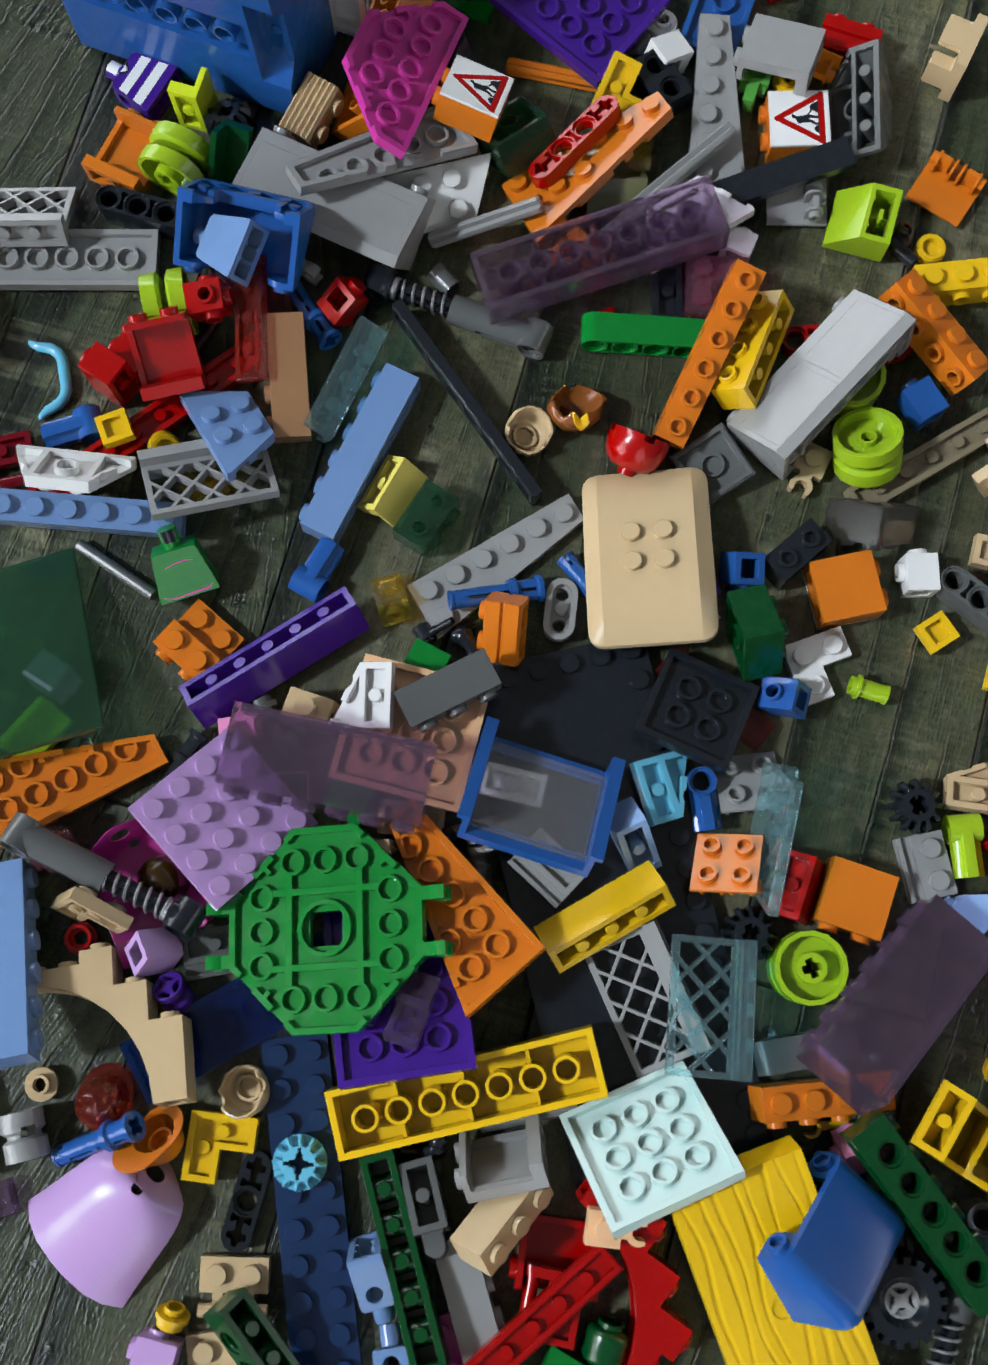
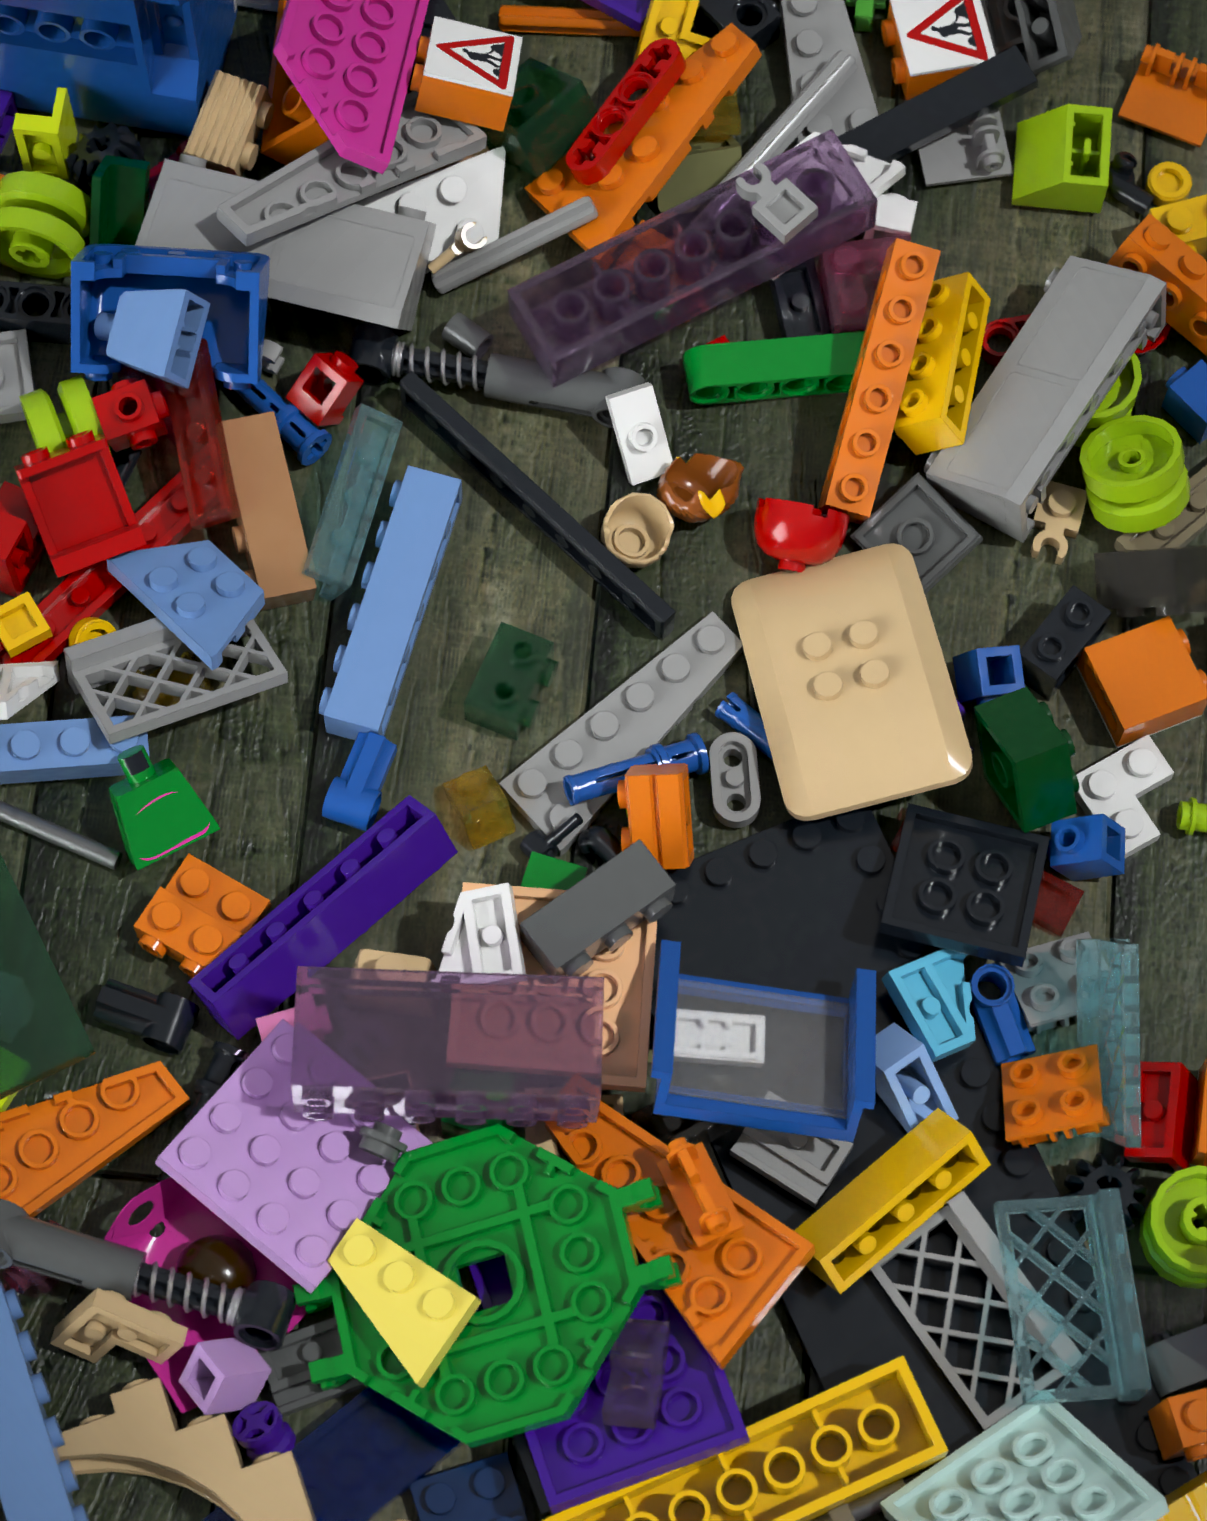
camera: 15 degrees left, 10 degrees down
(72, 934) = (93, 1372): red plate -> none
(156, 704) = (158, 1019): none -> black piece
(271, 928) = (403, 1297): none -> light yellow wing
(278, 819) = (382, 1141): none -> dark grey plate
(392, 489) = (450, 648): light yellow panel -> none
(446, 219) = (455, 249): none -> tan hand
(476, 896) = (698, 1192): none -> orange hinge
(543, 364) = (639, 432): none -> white plate
(663, 224) = (777, 207): none -> light grey plate

